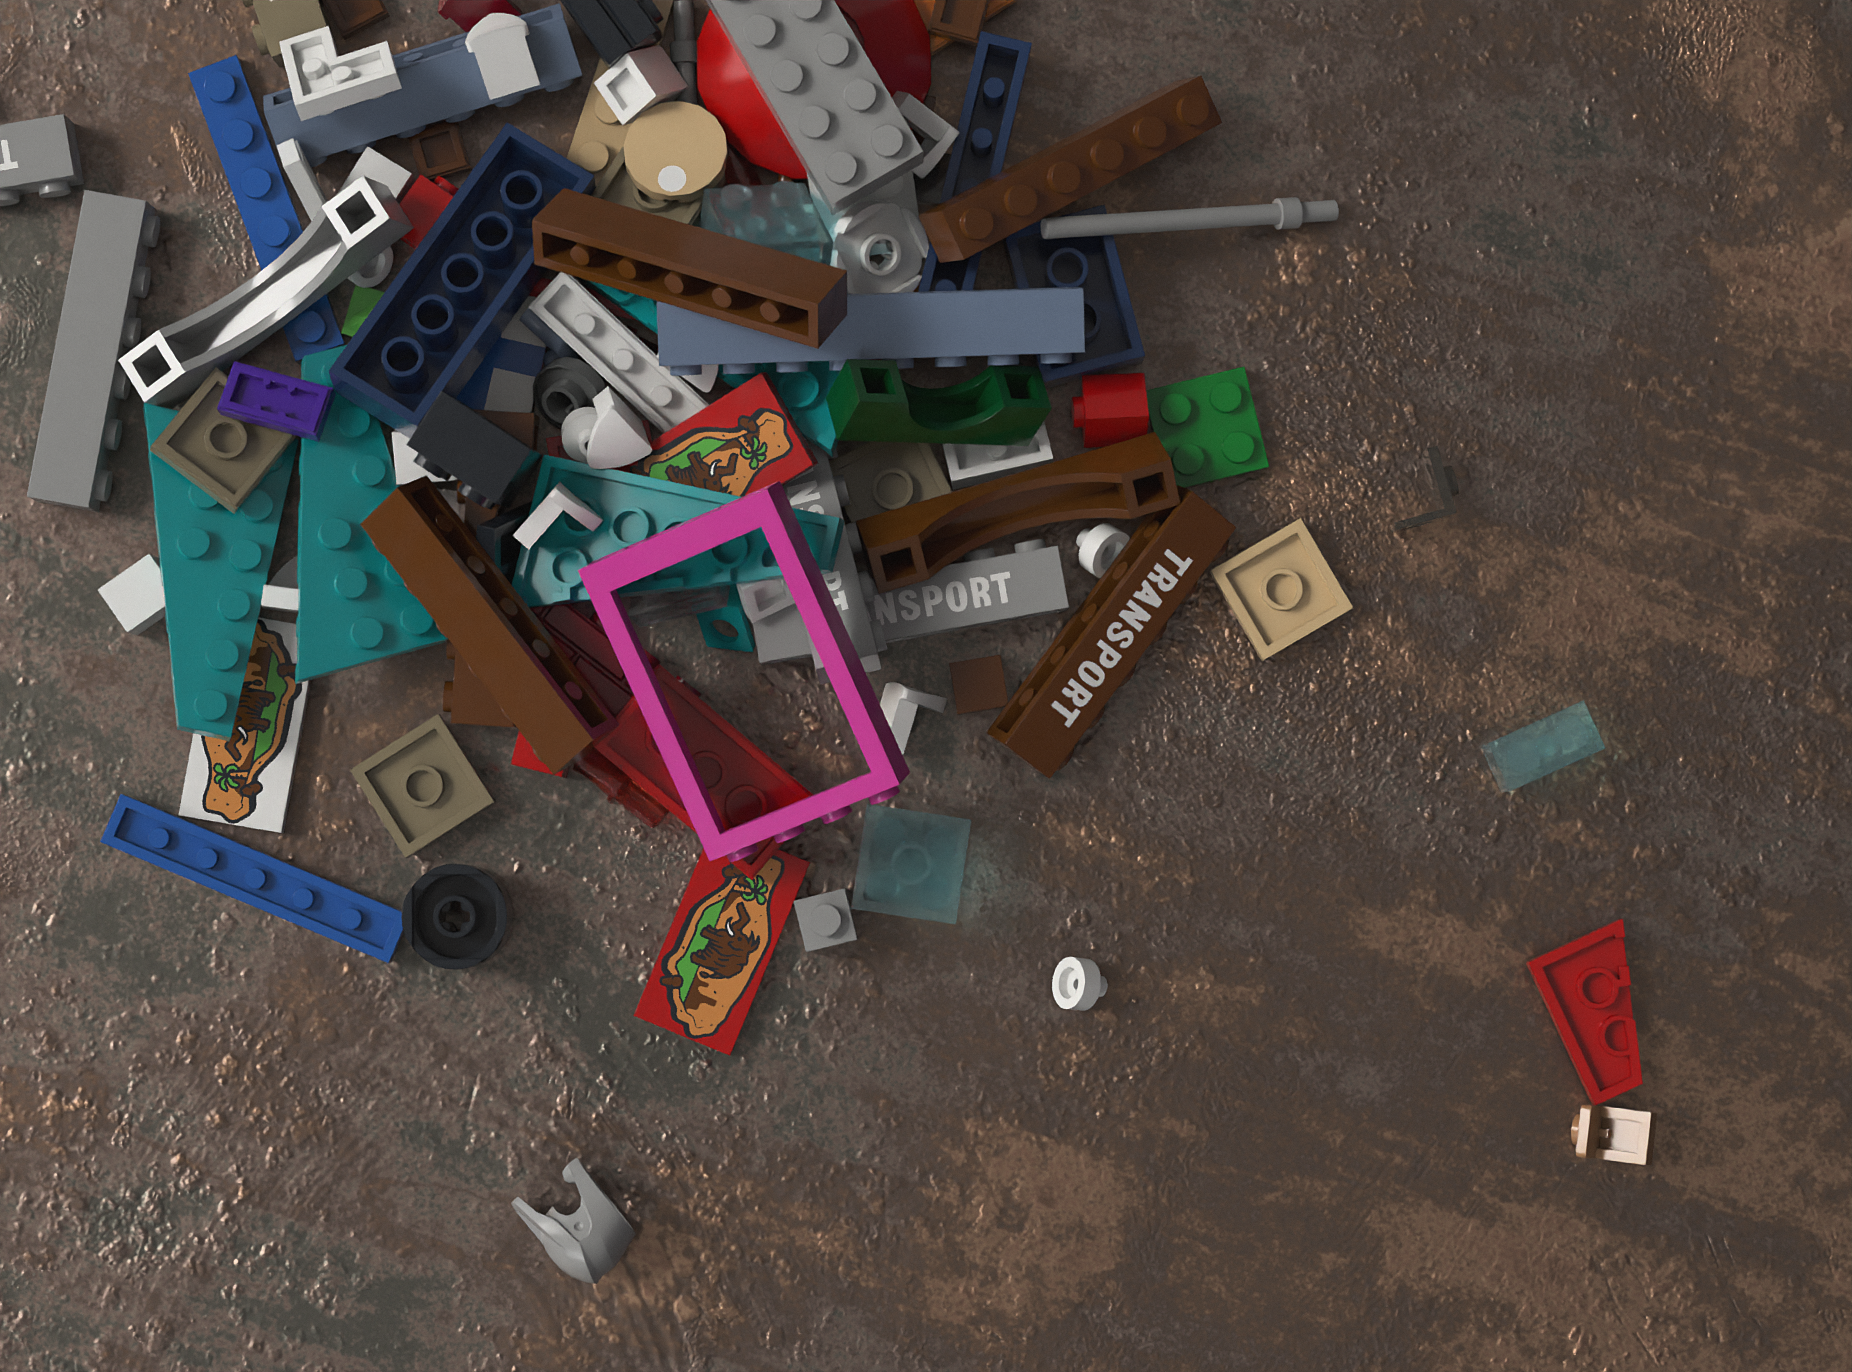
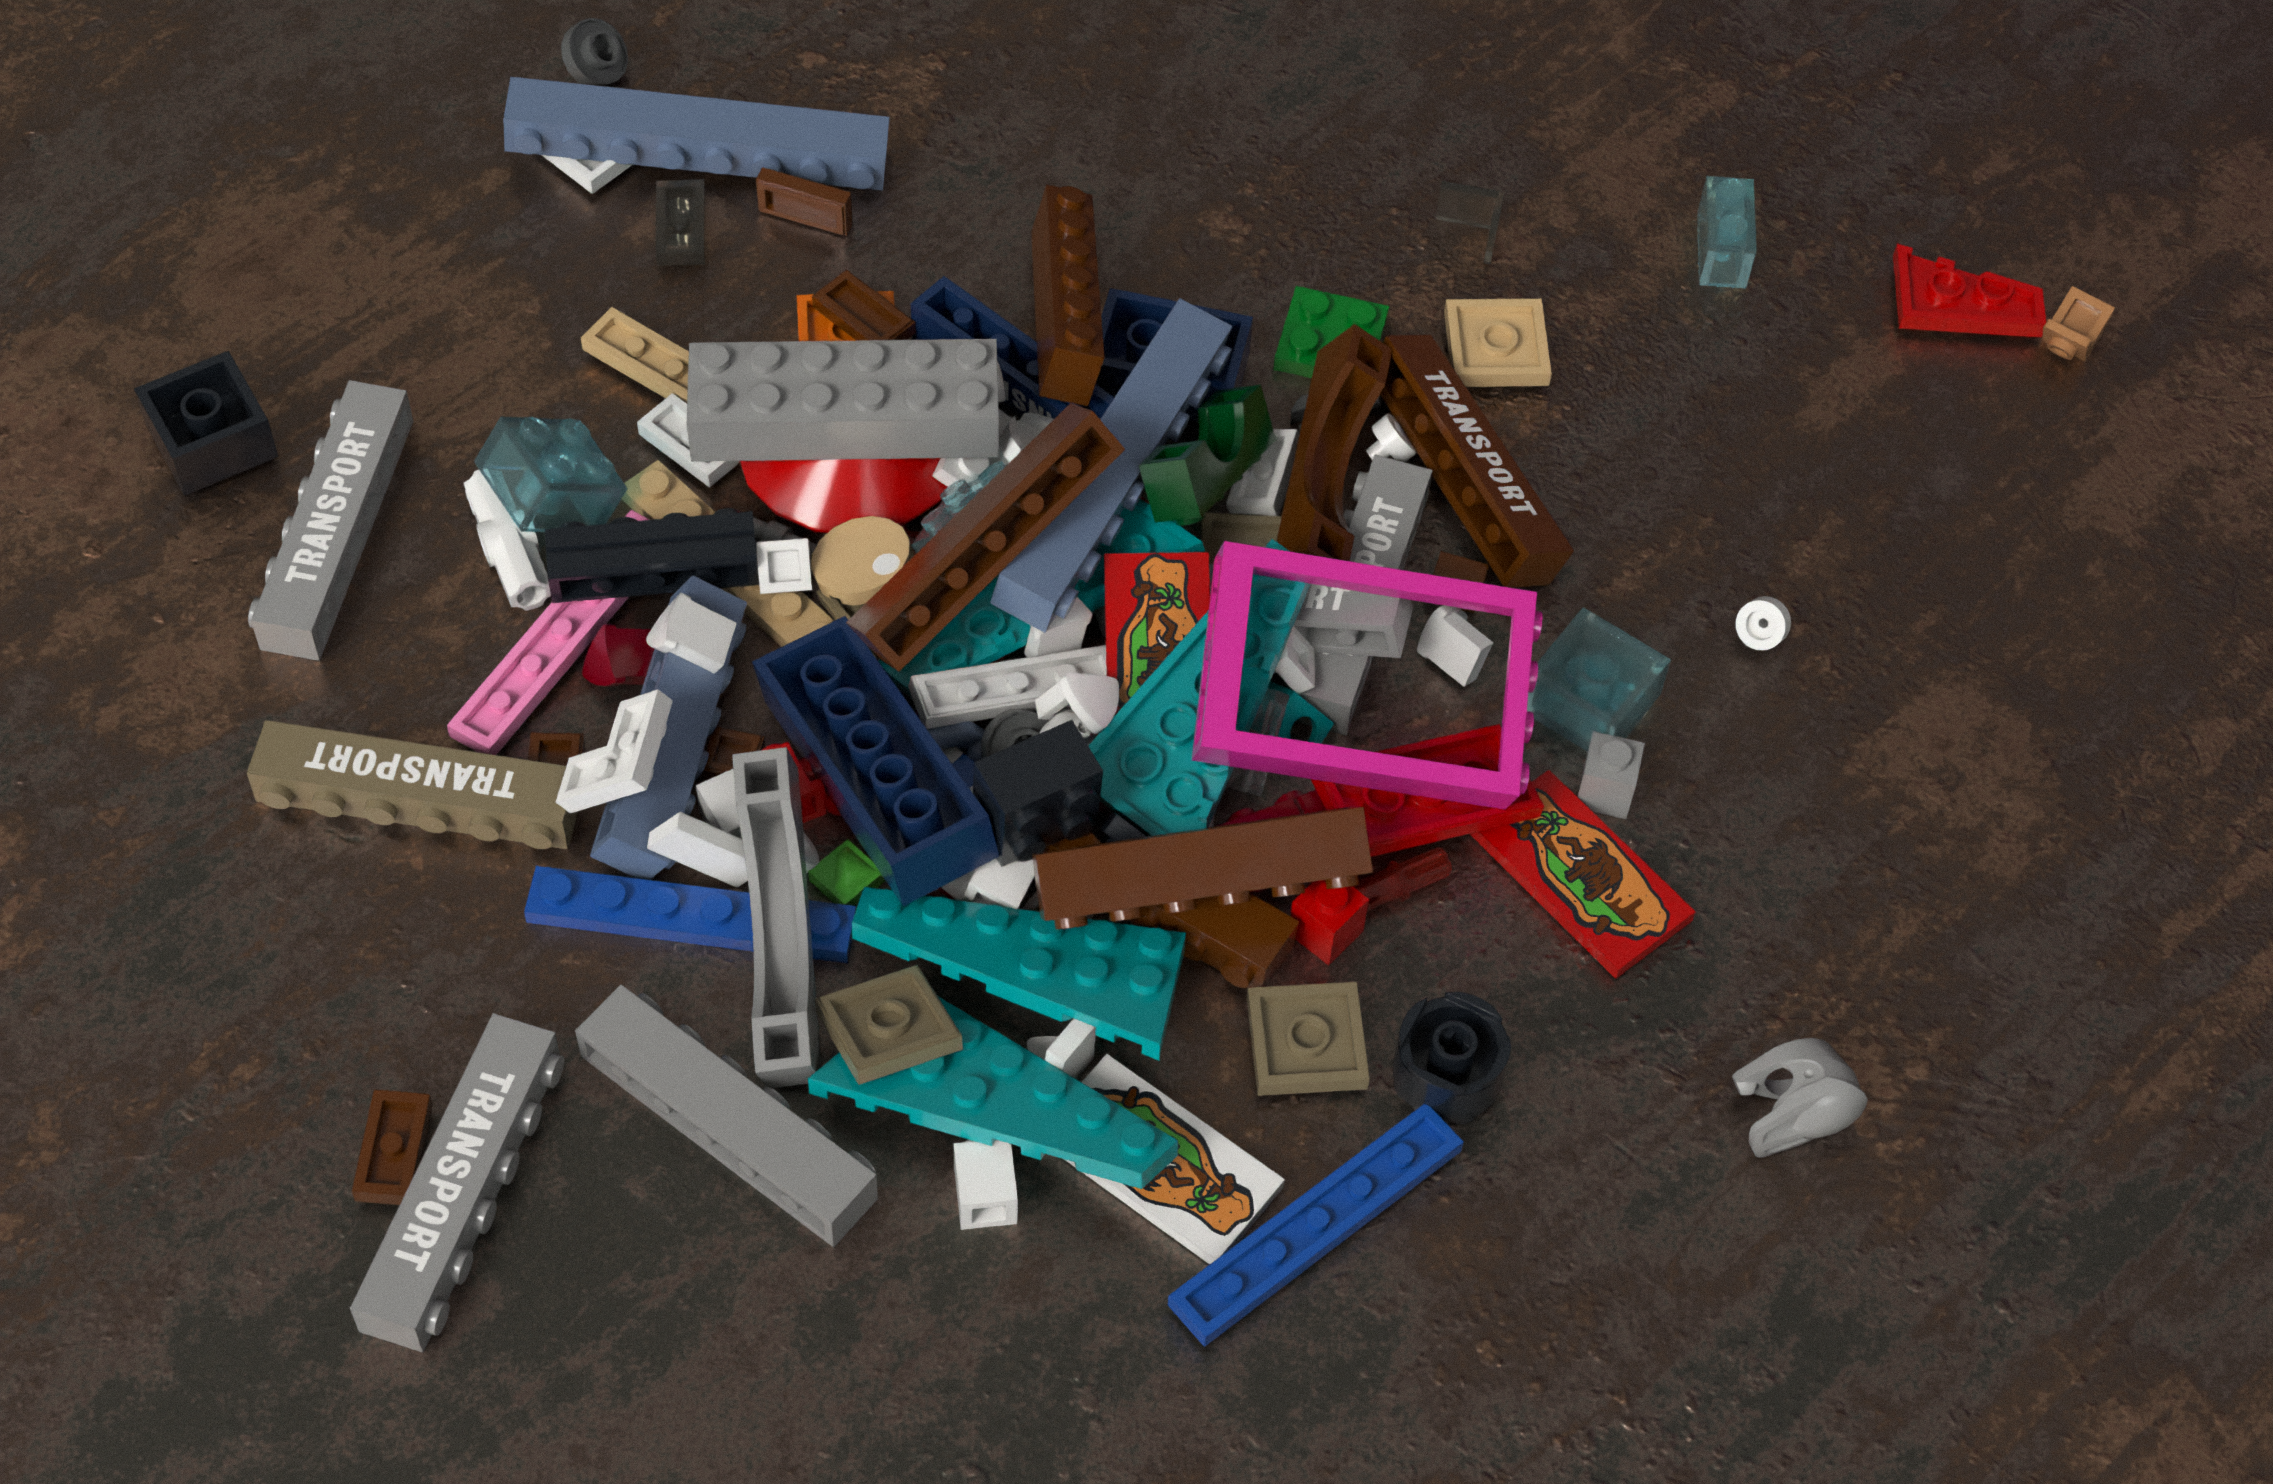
camera: 65 degrees left, 30 degrees down
(276, 401) = (882, 953): dark purple plate -> none
(550, 508) = (1126, 770): white tile -> none
(1111, 408) = (1283, 370): red brick -> none
(1282, 213) = (1185, 208): light grey bar -> none

